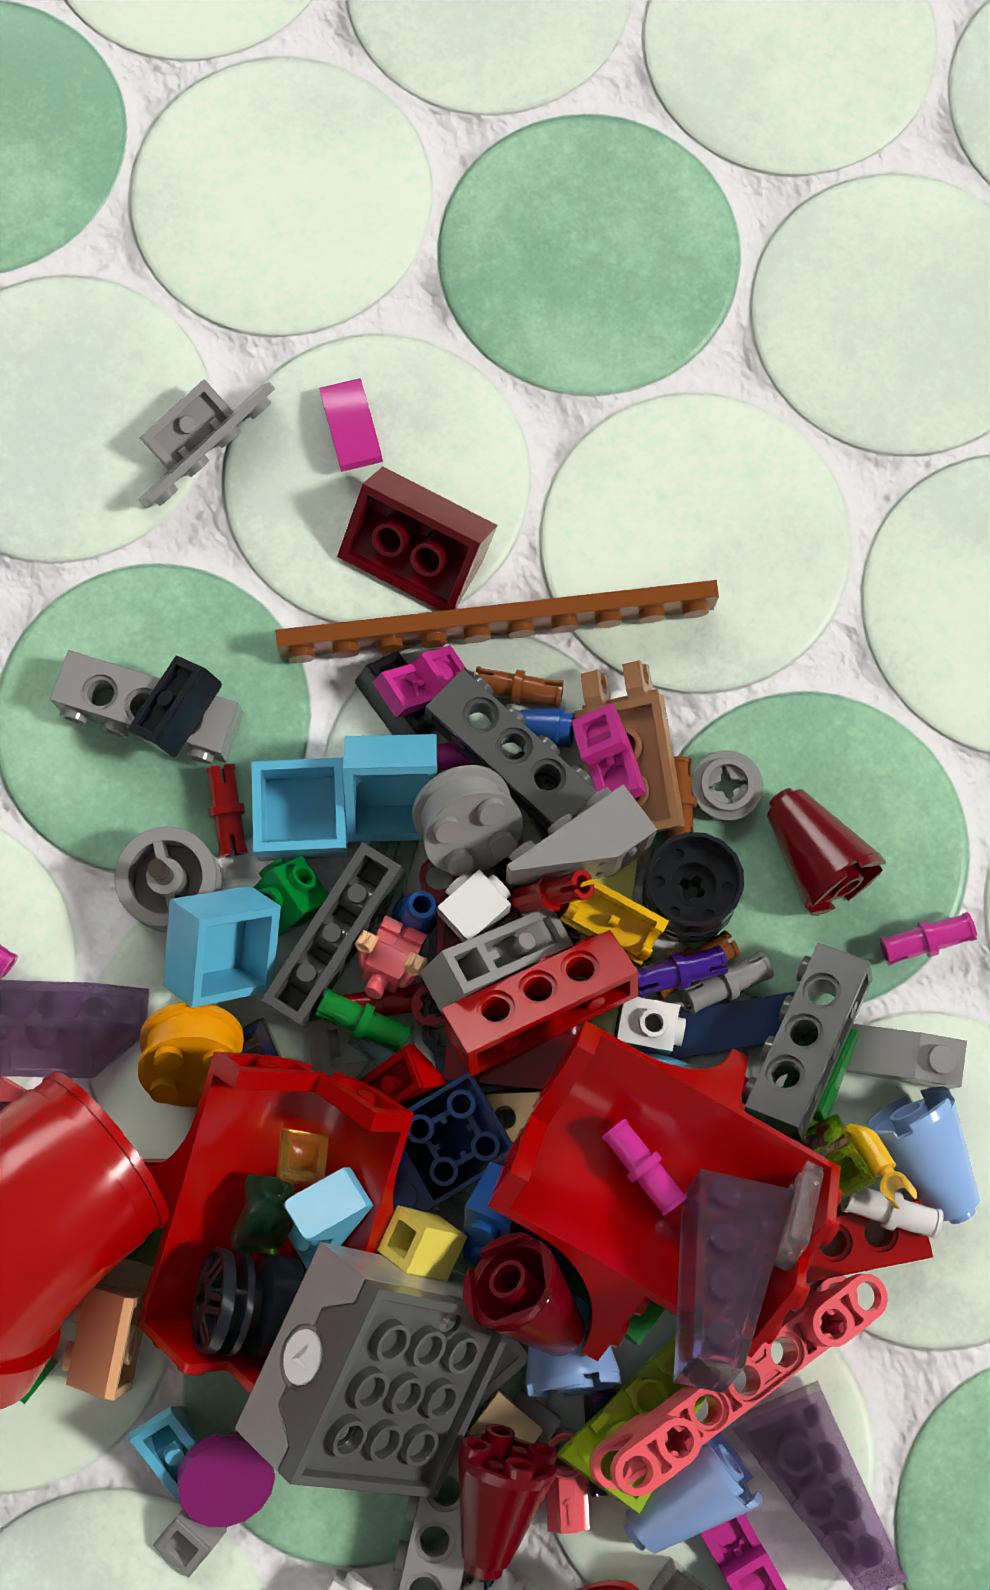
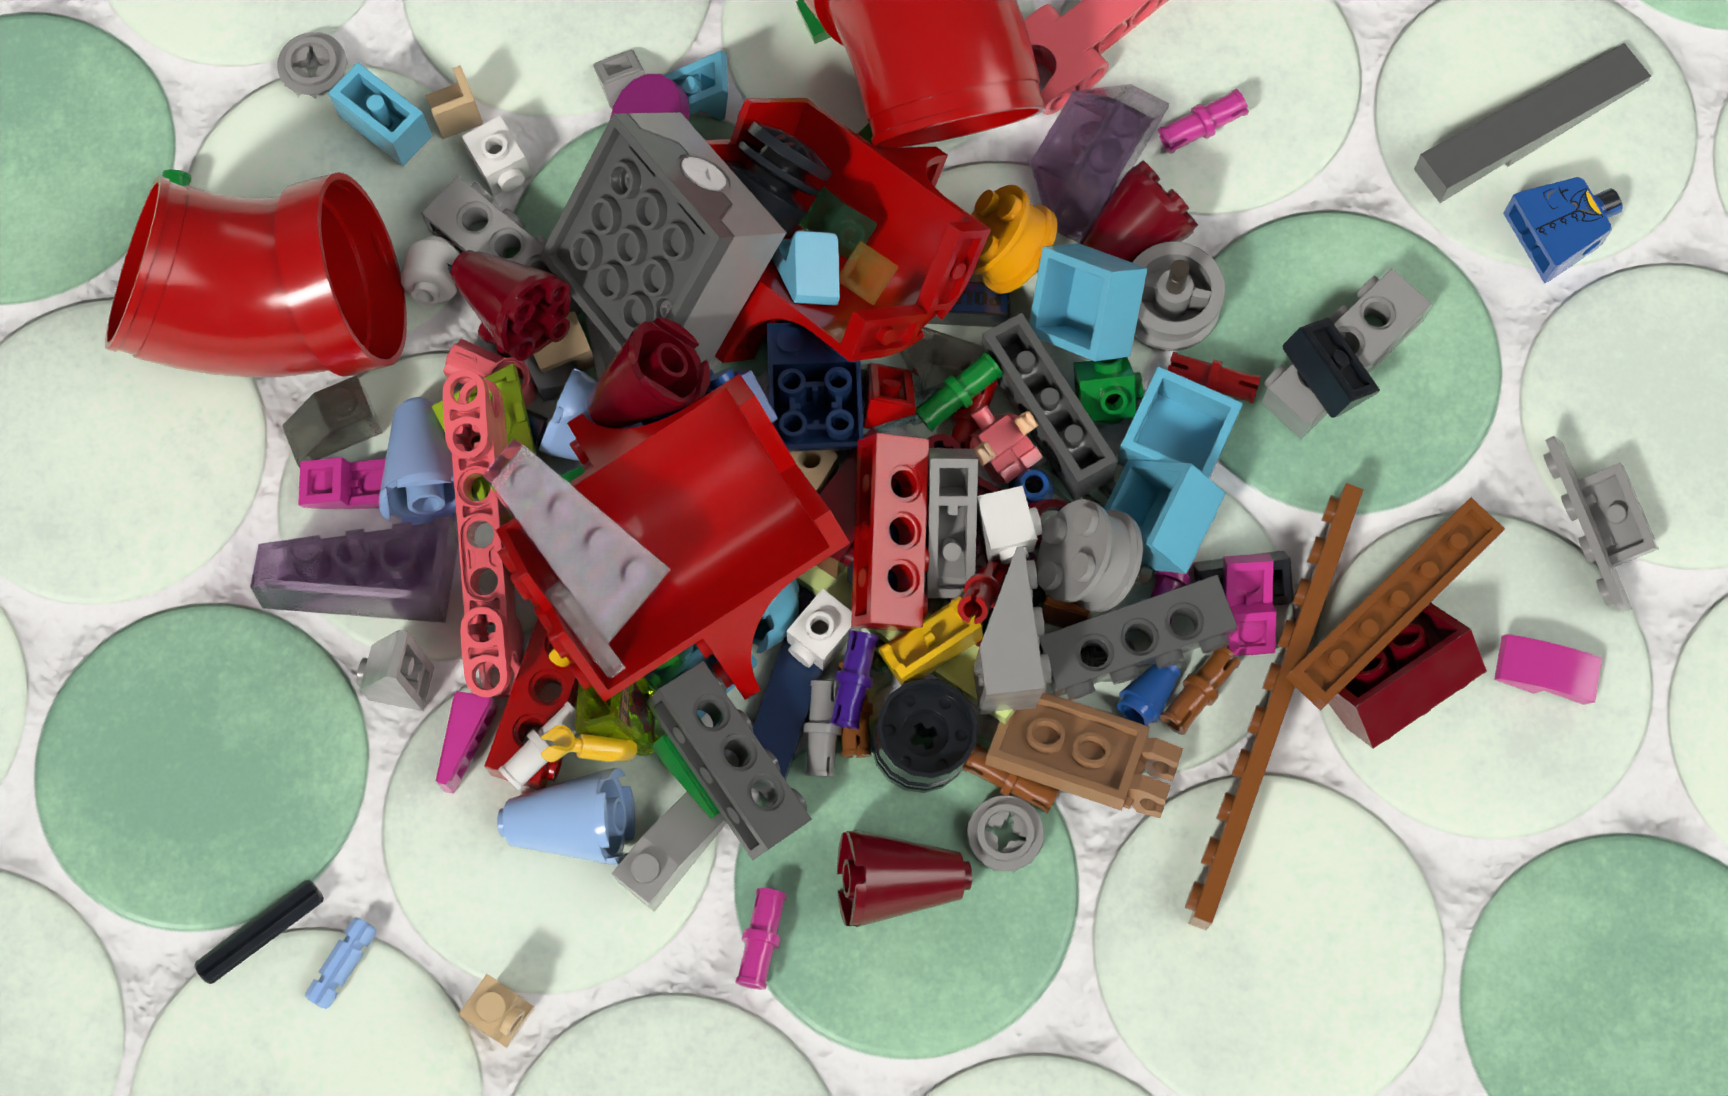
camera: 125 degrees right, 5 degrees down
(105, 1342) = (801, 69): light nougat slope -> none
(112, 947) = (1139, 216): none -> dark red cone
(363, 560) = (1394, 604): none -> dark orange plate
(422, 1243) = (742, 331): light yellow brick -> none
(608, 751) = (1096, 729): dark pink slope -> none
(644, 1167) = (699, 533): dark pink pin -> none
(900, 1392) = (396, 672): none -> light grey slope
(916, 1296) = (465, 730): none -> dark pink slope

